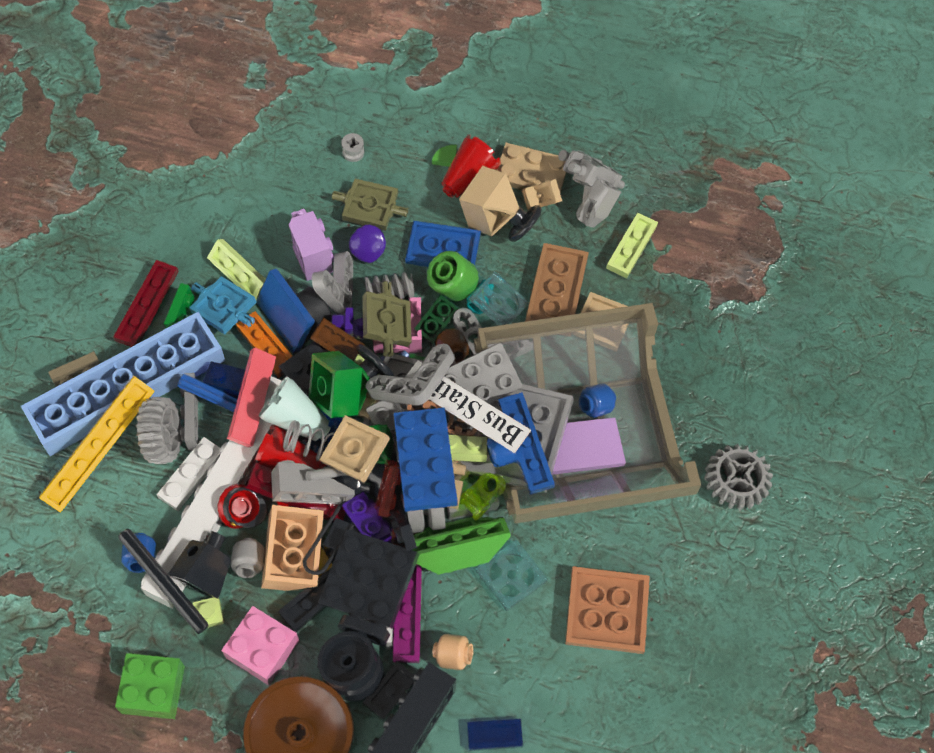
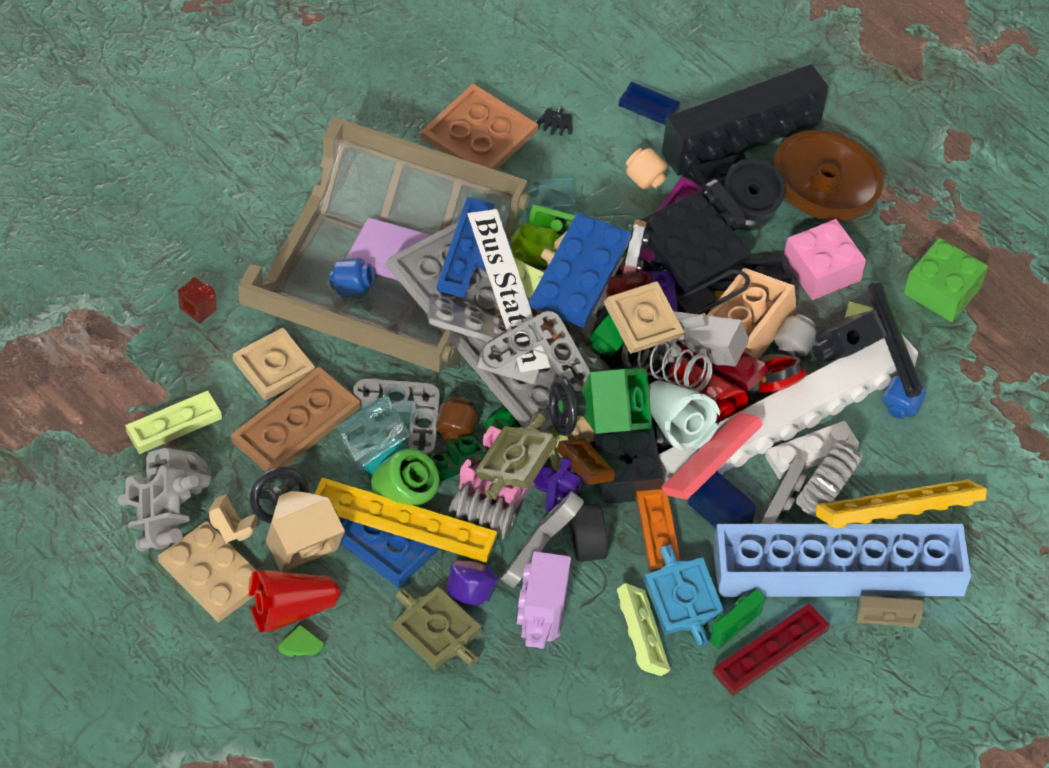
camera: 150 degrees left, 10 degrees down
(207, 392) = (763, 500): blue axle -> none
(285, 311) = (619, 537): blue tile -> none
(357, 151) = (410, 719): light grey wheel -> none
(422, 253) = (408, 521): none -> yellow plate
(557, 667) = (556, 120): none -> black piece
(690, 336) = (197, 300): none -> clear red plate
(729, 461) = (282, 167): light grey gear -> none

